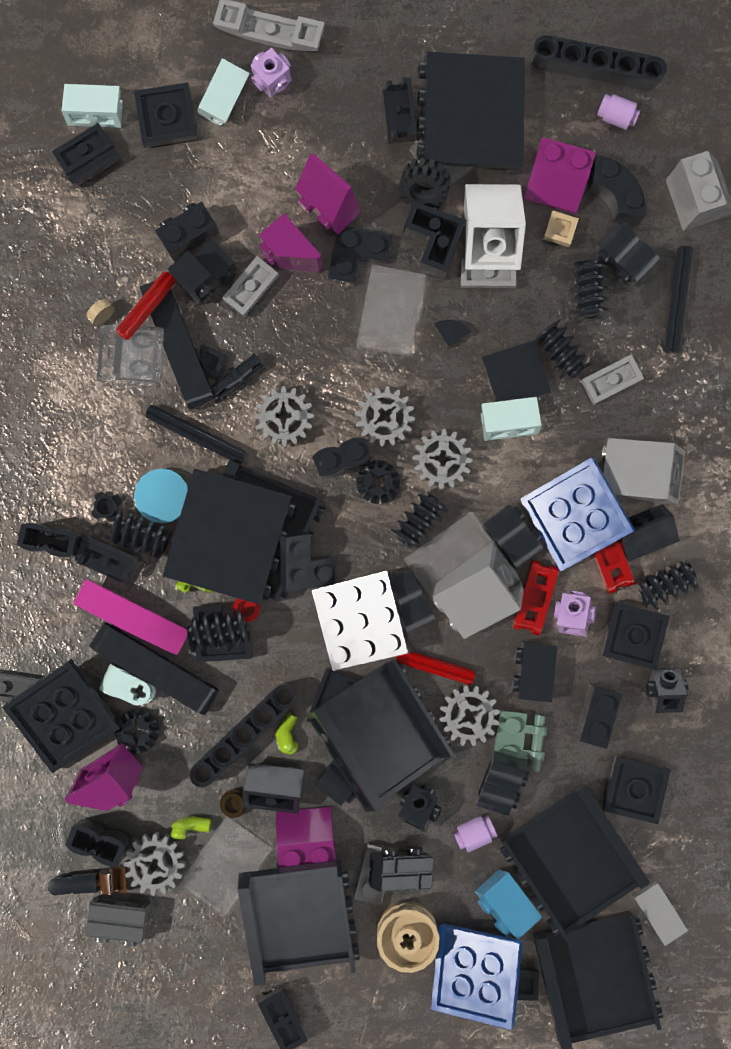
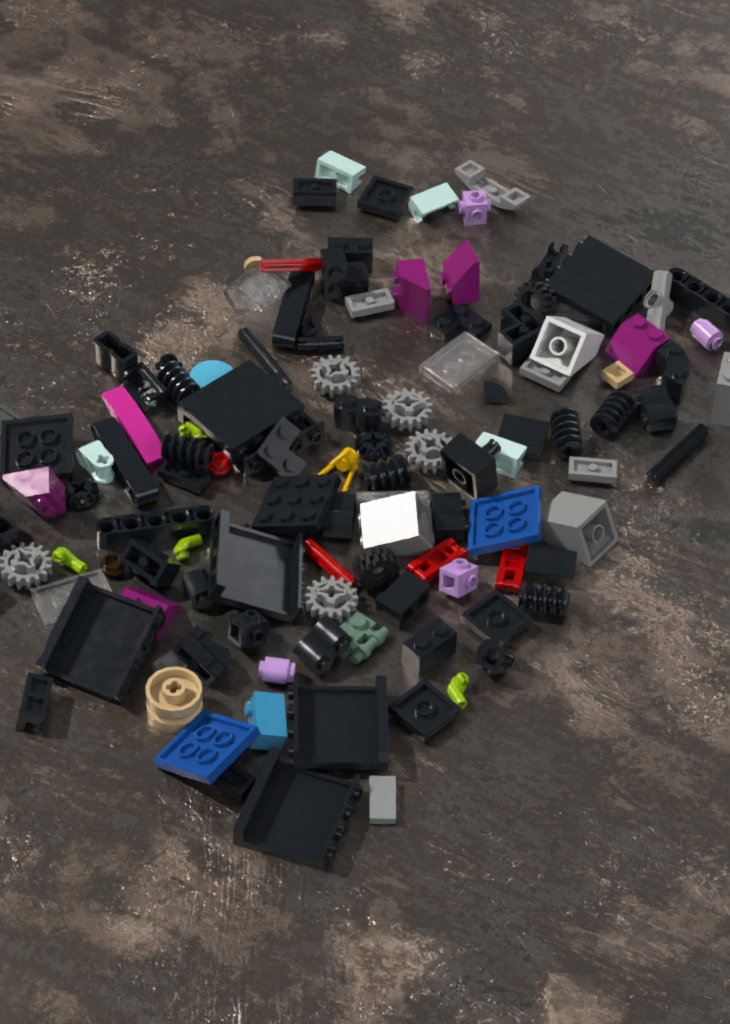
camera: 30 degrees right, 40 degrees down
(368, 524) = (344, 462): none -> yellow plant
(492, 656) = (376, 568): none -> black tyre
(503, 465) = (470, 466): none -> black brick
(543, 87) = (658, 300): none -> light grey piece
(647, 743) = (457, 687): none -> lime arm

